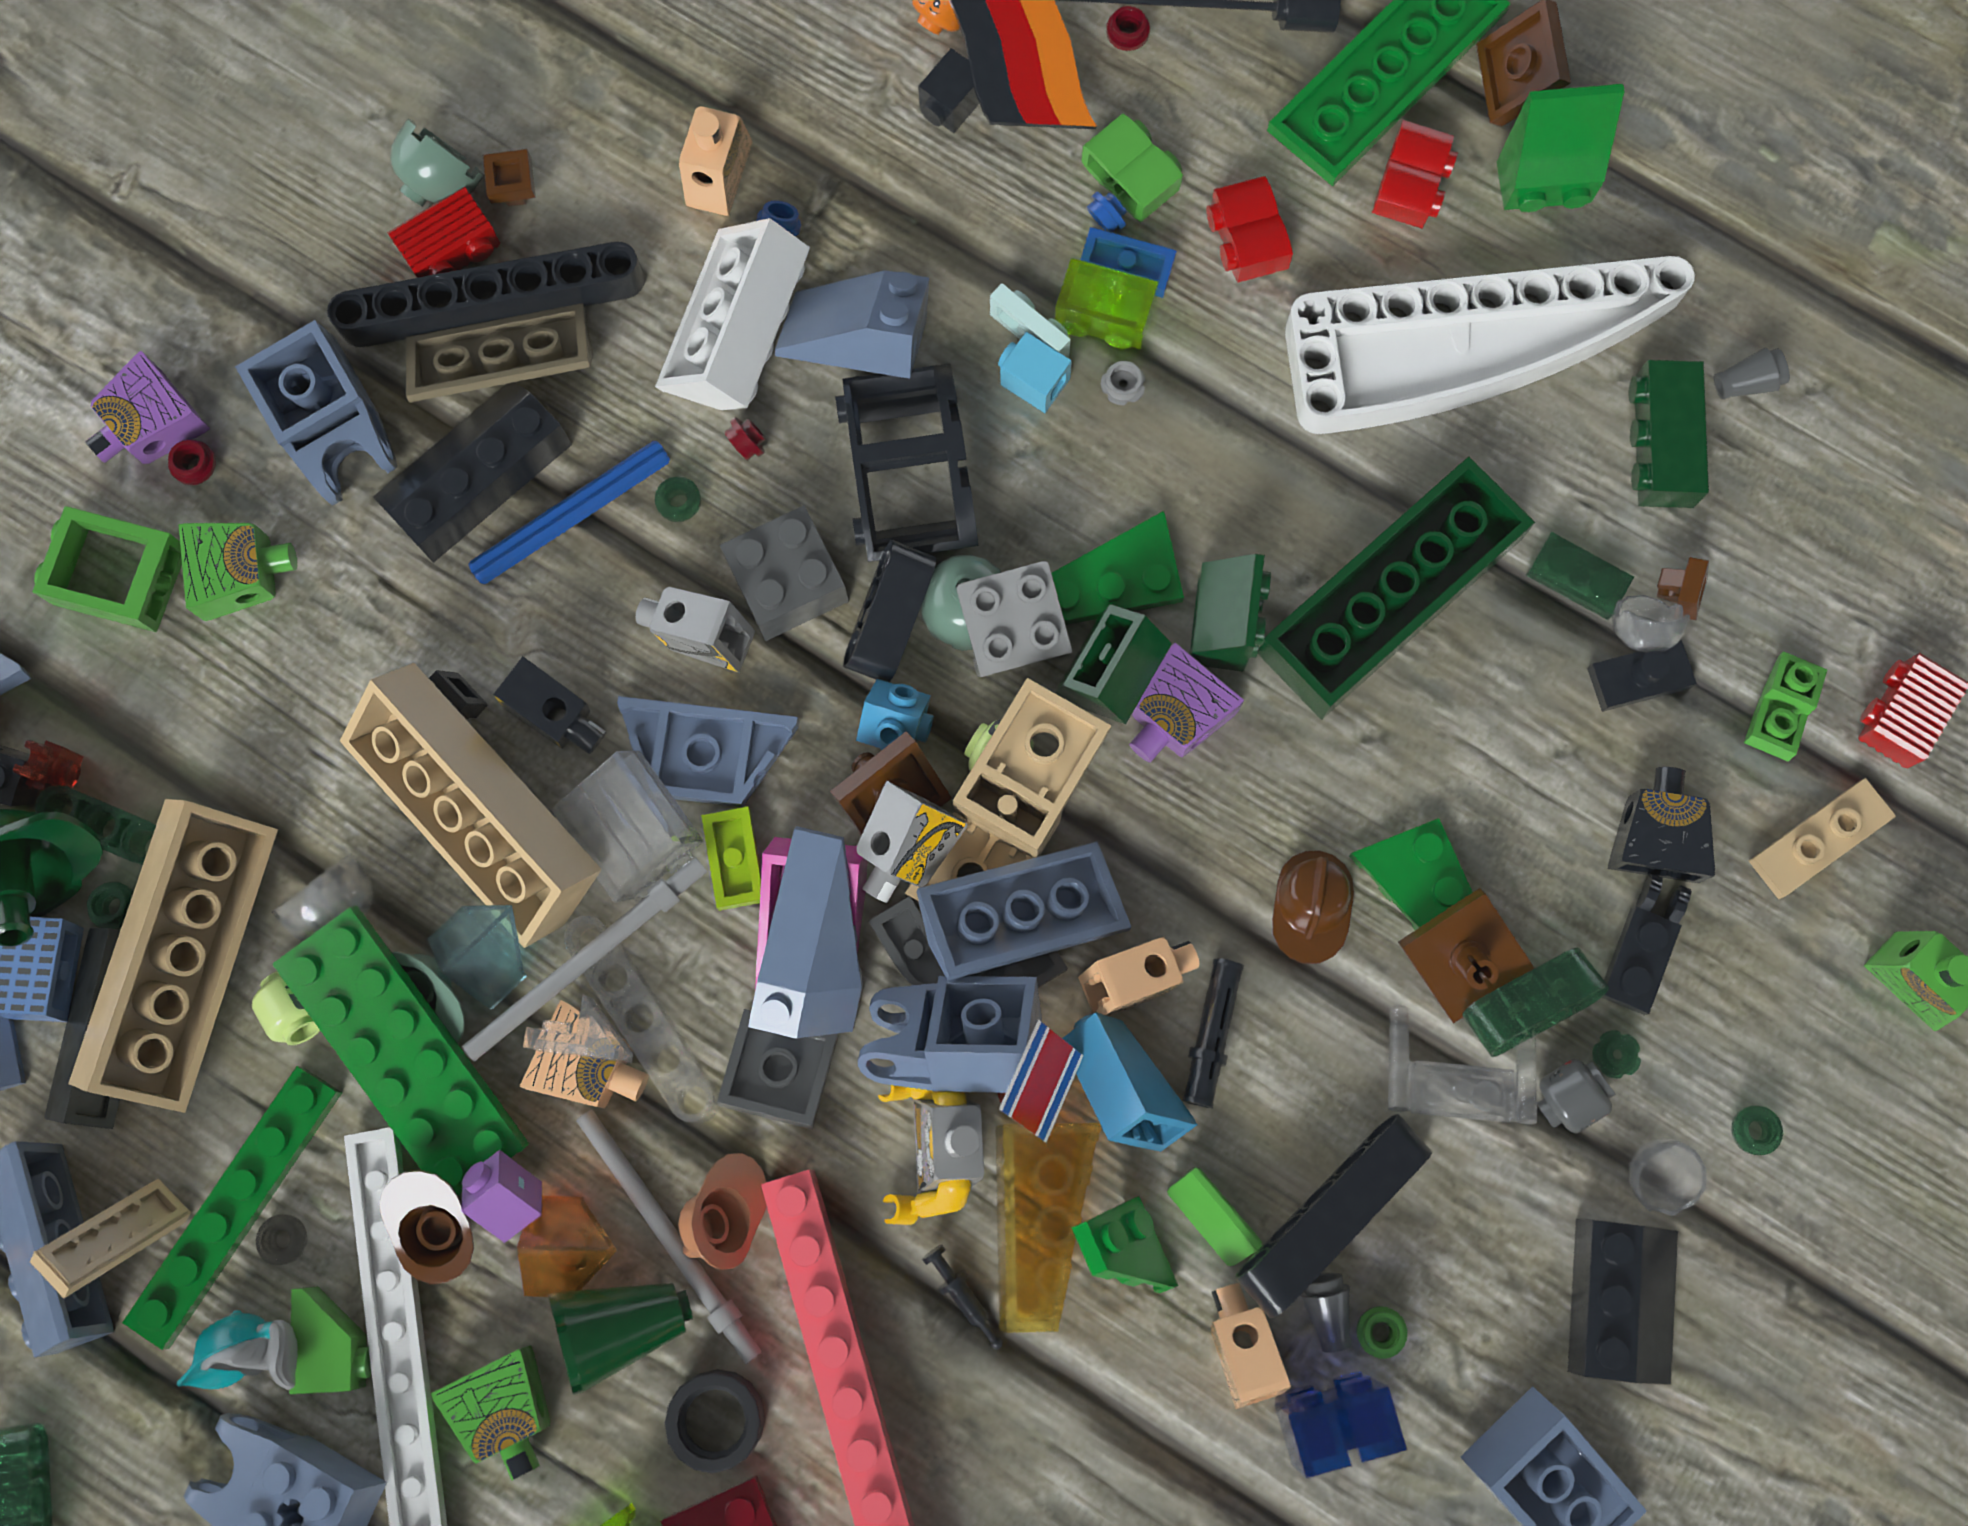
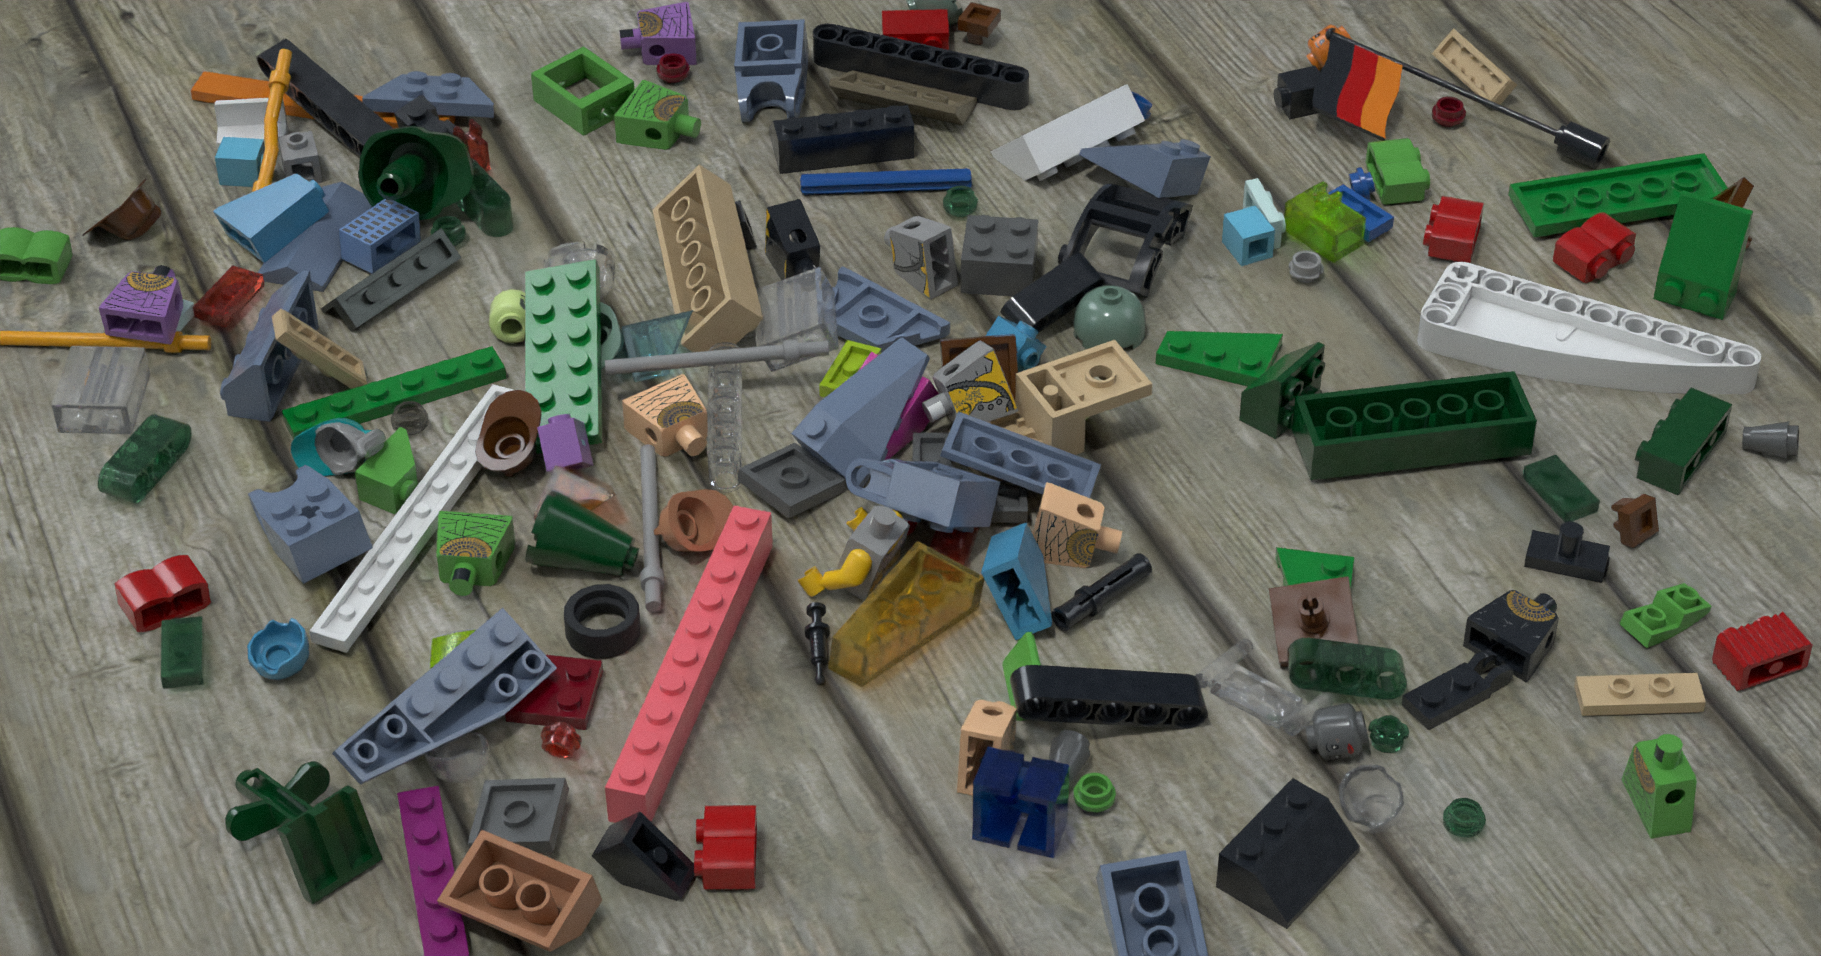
camera: 30 degrees right, 35 degrees down
(173, 956) = (468, 252): tan brick -> none
(593, 1037) = (678, 385): clear slope -> none
(714, 149) = (1116, 57): light nougat torso -> none
(745, 438) = (1028, 190): dark red plate -> none
(1013, 618) = (1136, 321): light grey bracket -> none
(1041, 1081) = (960, 516): sticker -> none
(1114, 664) = (1184, 368): dark green slope -> none
(1125, 1247) = (949, 651): green wing -> none
(1181, 706) = (1214, 426): medium lavender torso -> none
(1312, 907) = (1227, 565): reddish brown piece -> none
(1648, 623) = (1597, 521): clear hair -> none

